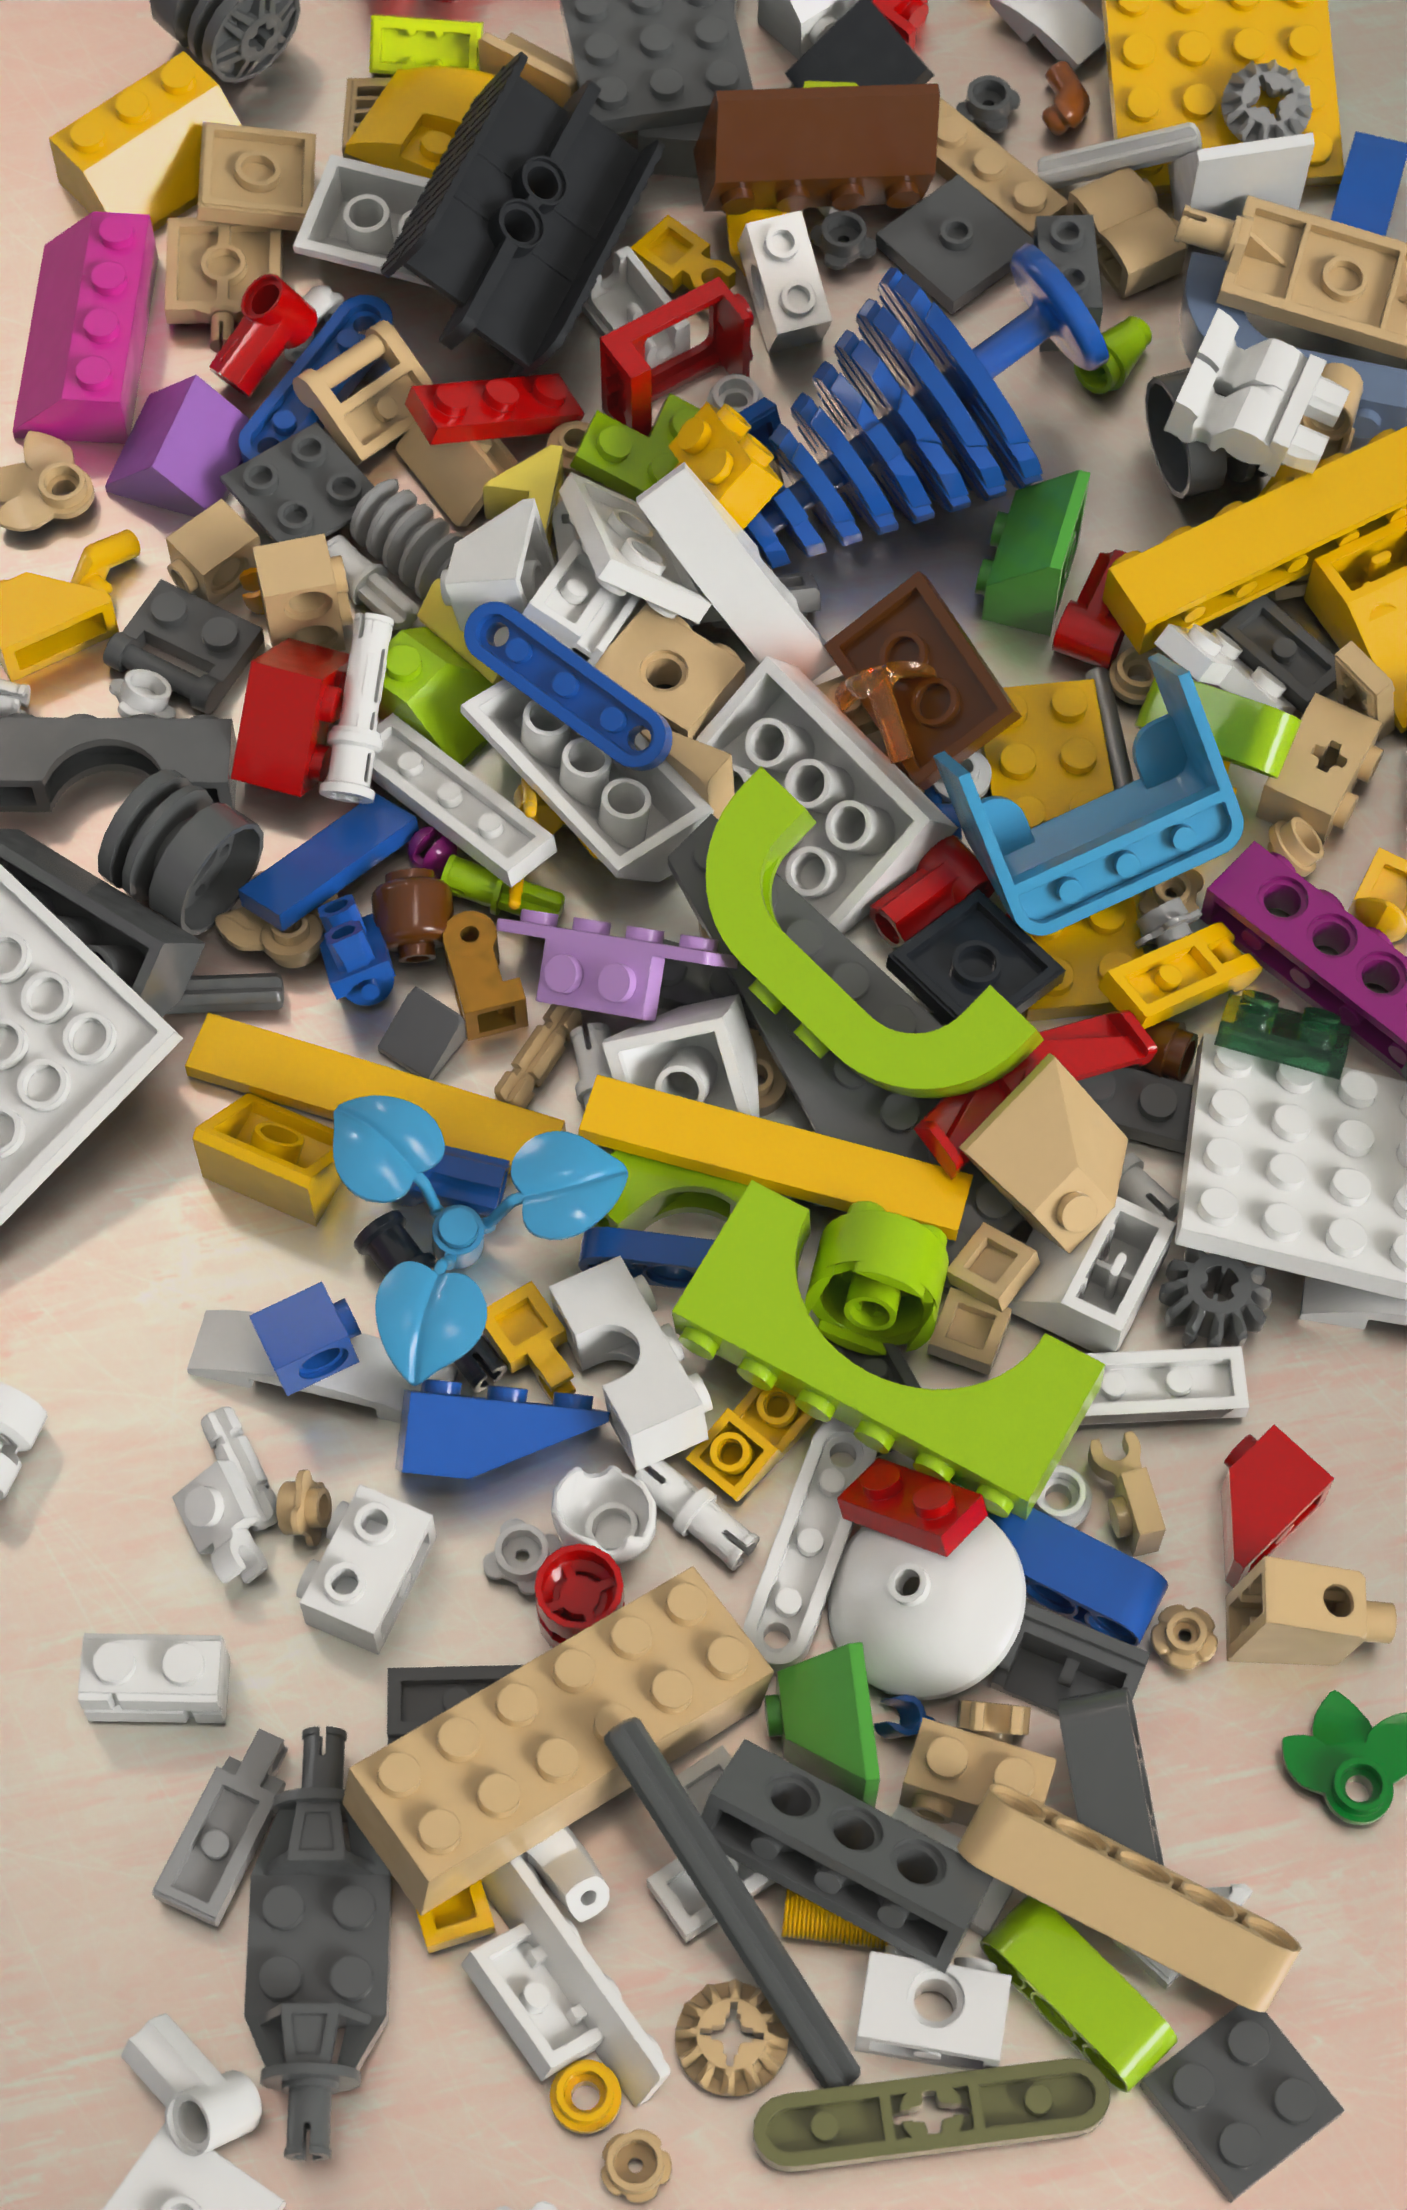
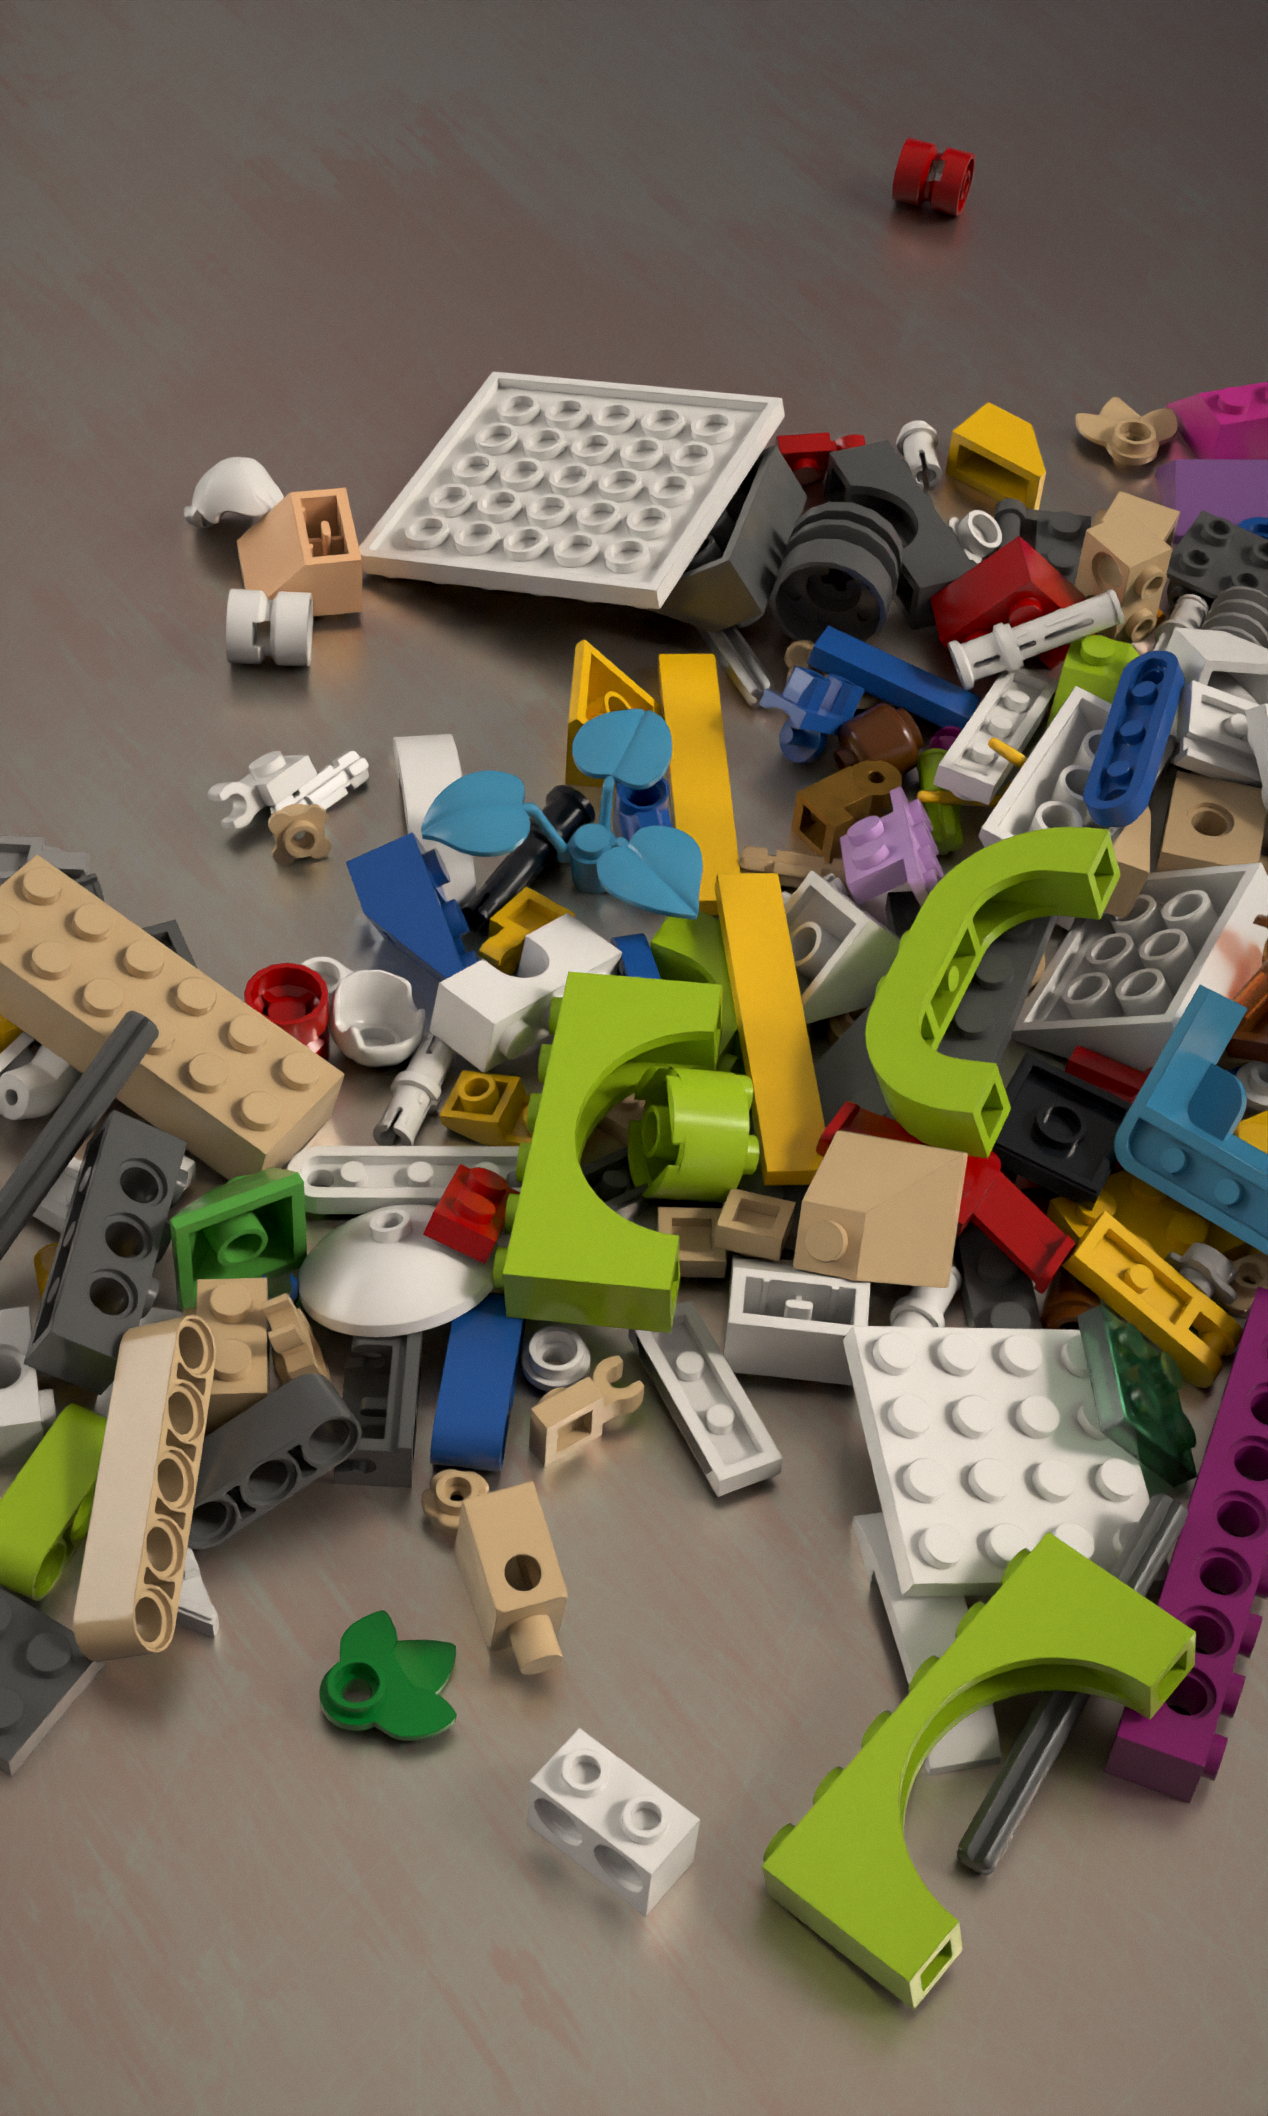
camera: 65 degrees right, 15 degrees down
(103, 555) = (1076, 477): yellow arm -> none
(154, 1678) = (107, 781): white brick -> none
(307, 1337) = (429, 757): blue brick -> none
(366, 1568) = (260, 886): white brick -> none
(423, 1034) = (771, 791): dark grey slope -> none
(1208, 1316) = (820, 1427): dark grey gear -> none
(1266, 1498) = (625, 1524): red slope -> none

